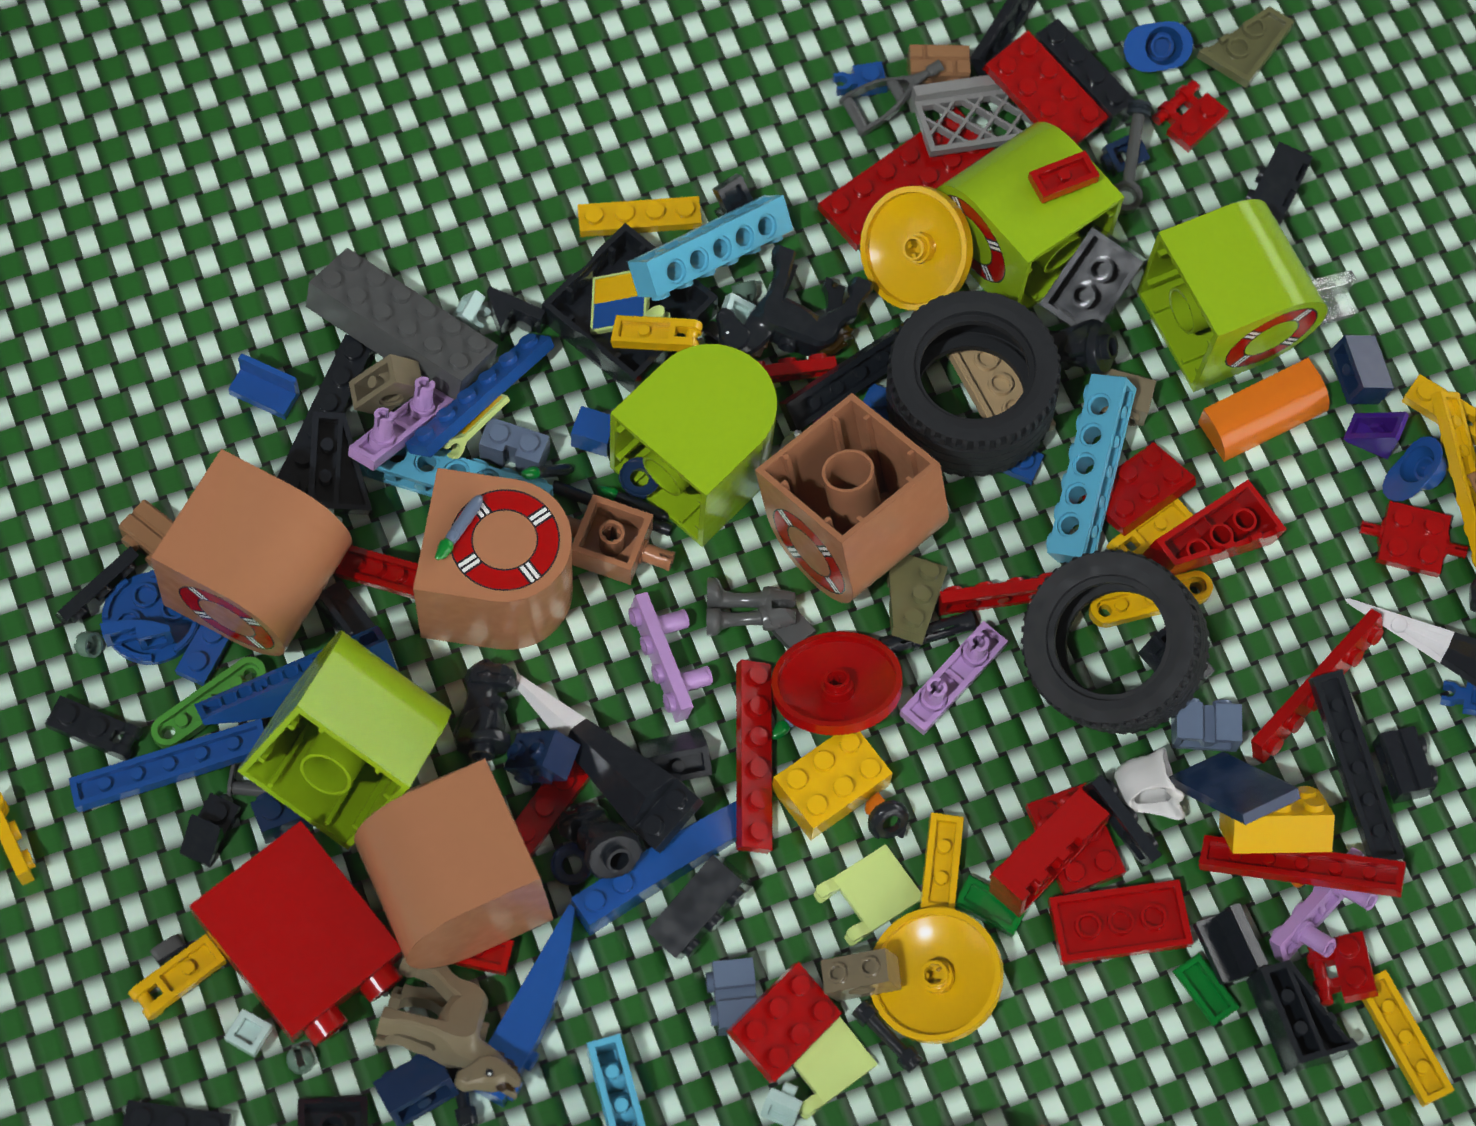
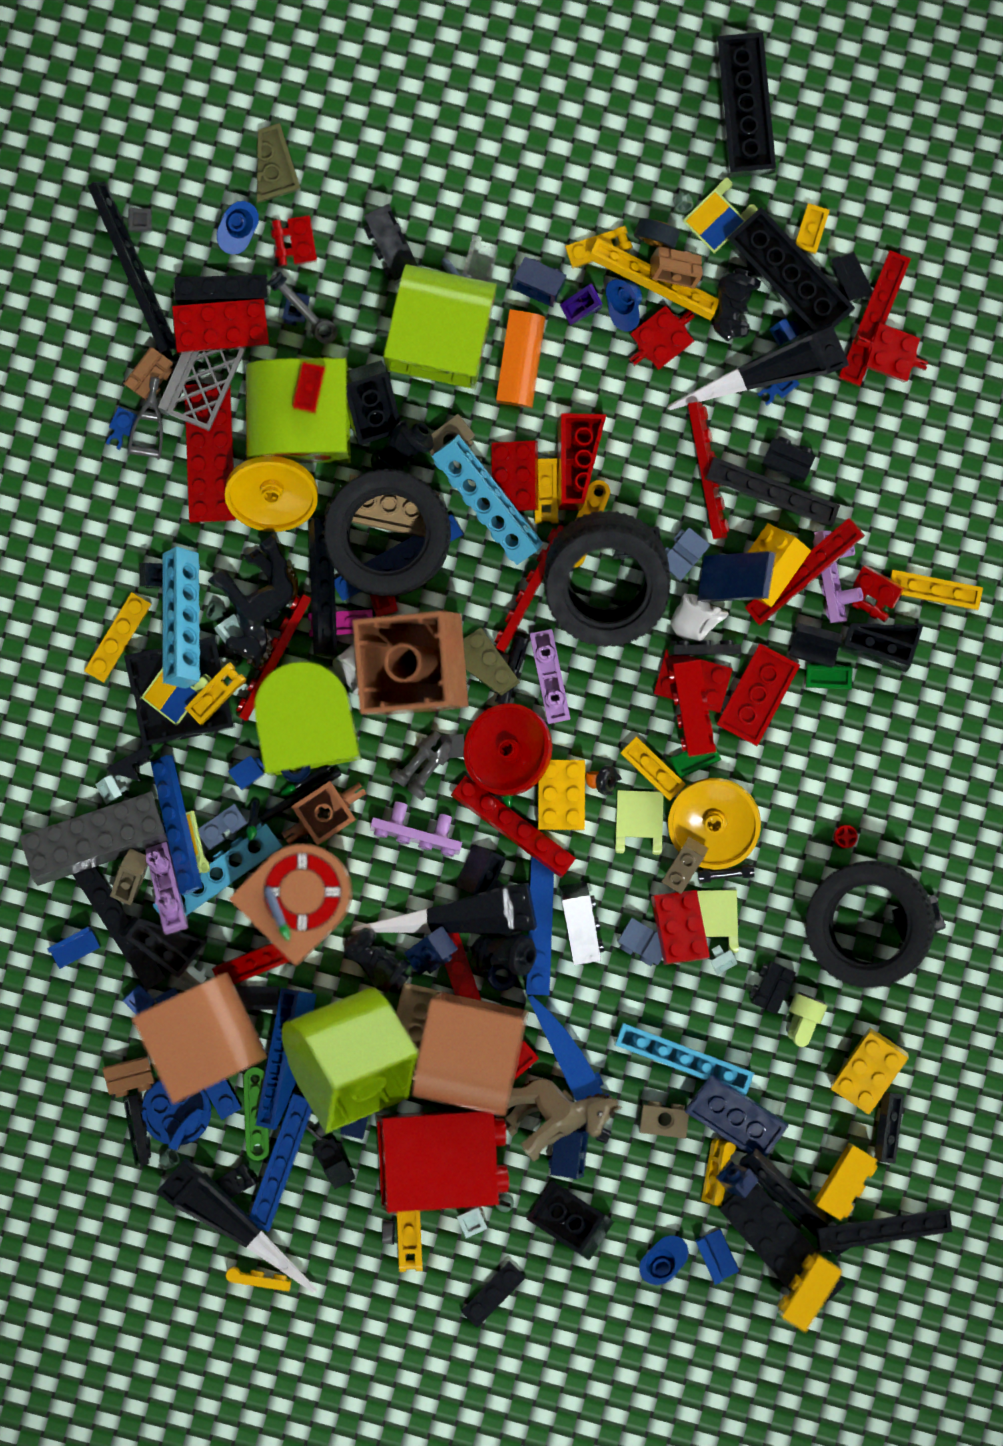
camera: 50 degrees left, 20 degrees up
(62, 704) = (204, 1200): none -> black plate

